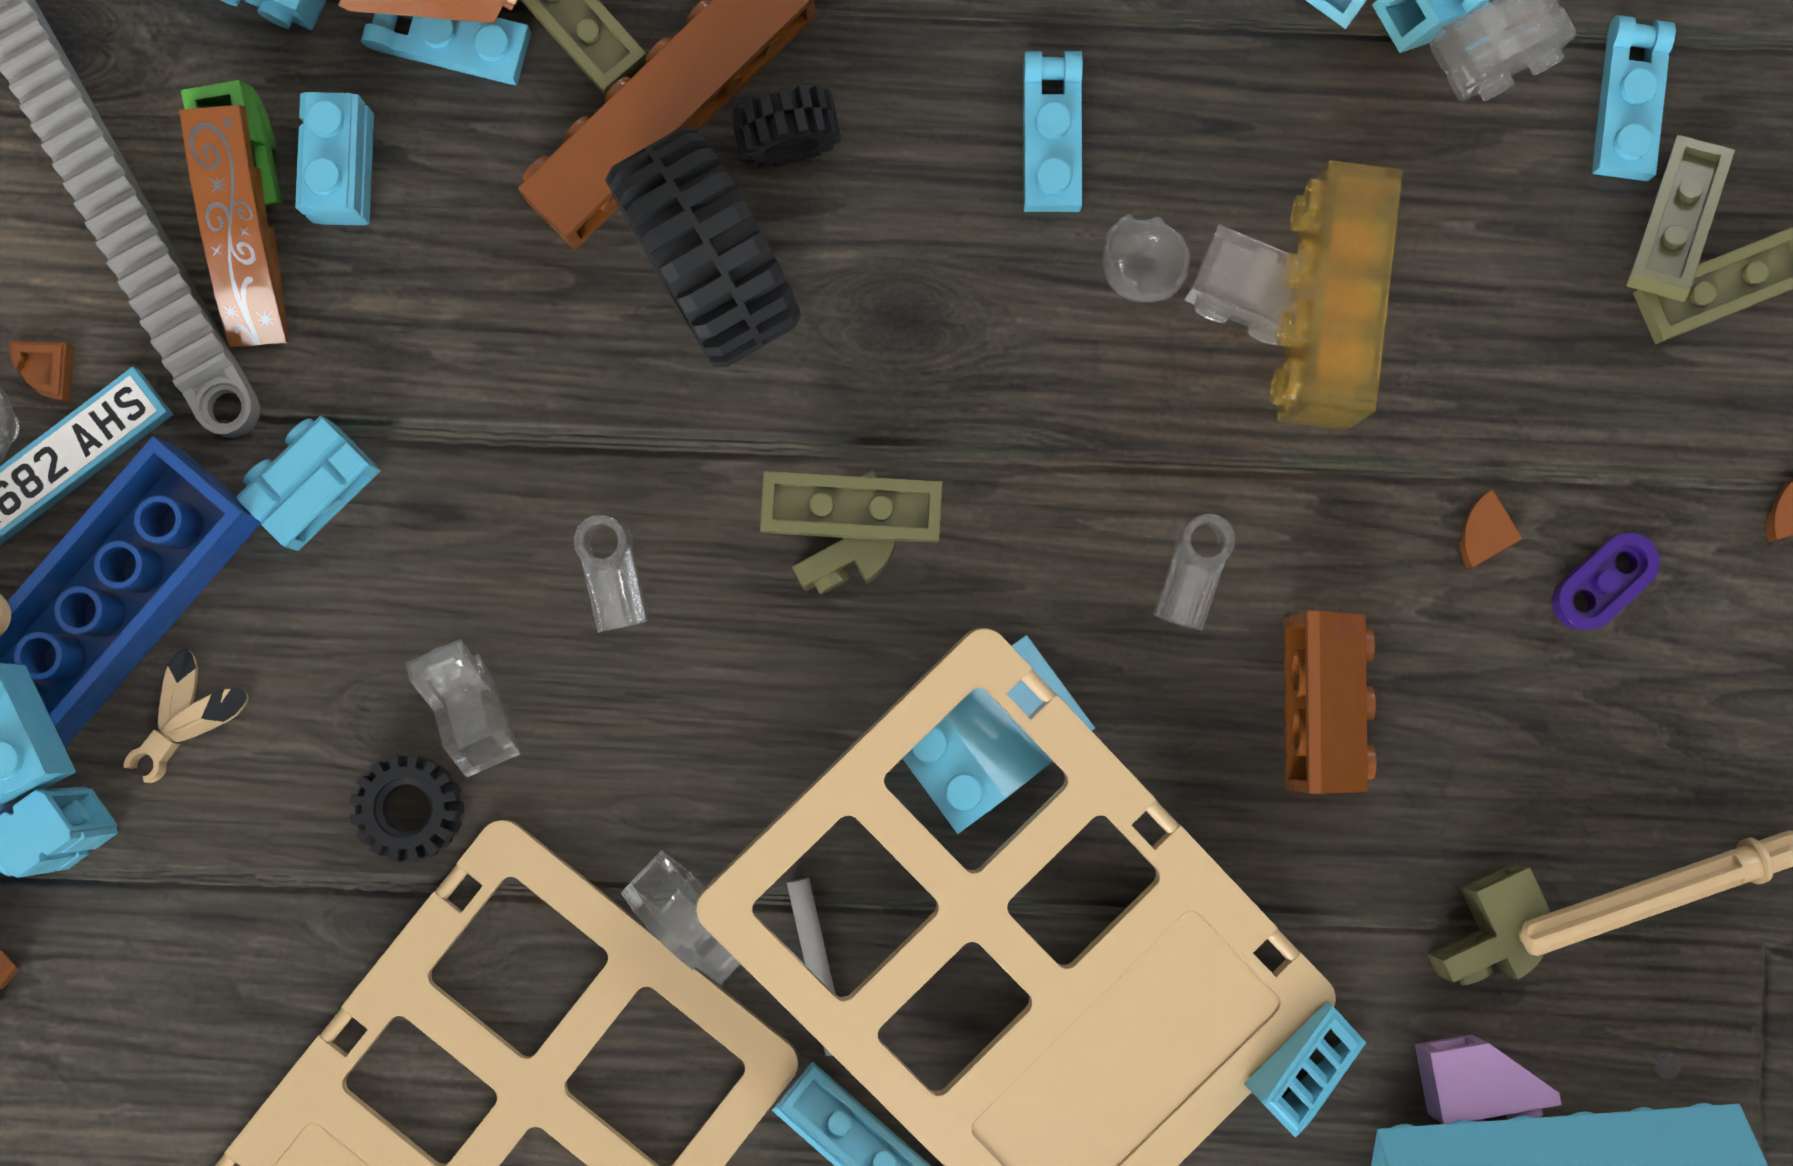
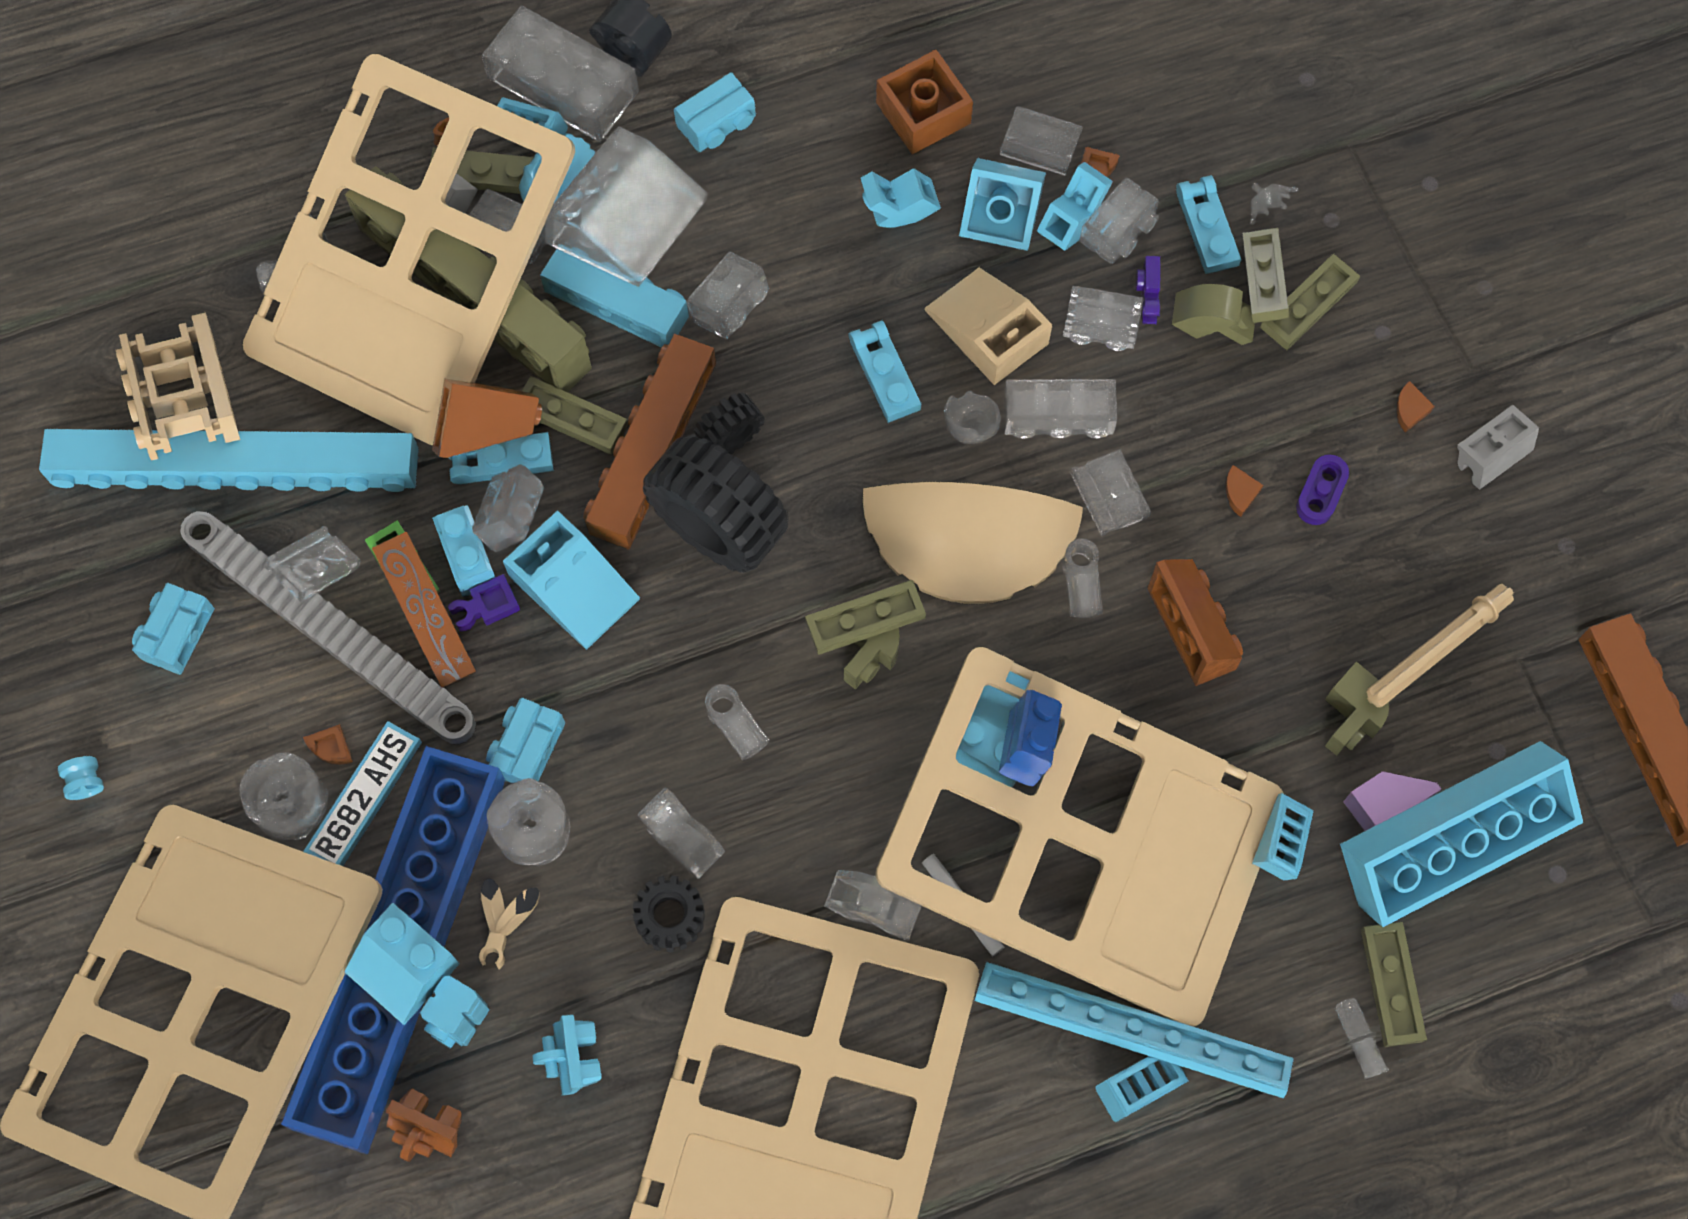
camera: 20 degrees left, 15 degrees down
(112, 88) = (312, 563): none -> clear plate
(189, 977) = (568, 1037): none -> medium azure hips
(235, 585) = (535, 802): none -> clear brick
(343, 250) = (490, 601): none -> dark purple plate
(415, 123) = (508, 508): none -> clear brick
(464, 266) = (570, 580): none -> medium azure slope
(1004, 795) = (1030, 738): none -> blue brick
(1062, 441) = (969, 538): none -> tan brick
(1237, 122) = (991, 323): none -> tan slope
(1293, 464) = (1111, 492): none -> clear plate
(1337, 296) = (1092, 387): clear yellow brick -> none
(1431, 183) = (1103, 318): none -> clear brick
(1501, 155) = (1148, 282): none -> dark purple plate
(1575, 240) = (1213, 309): none -> olive brick
(1742, 94) = (1268, 198): none -> clear piece

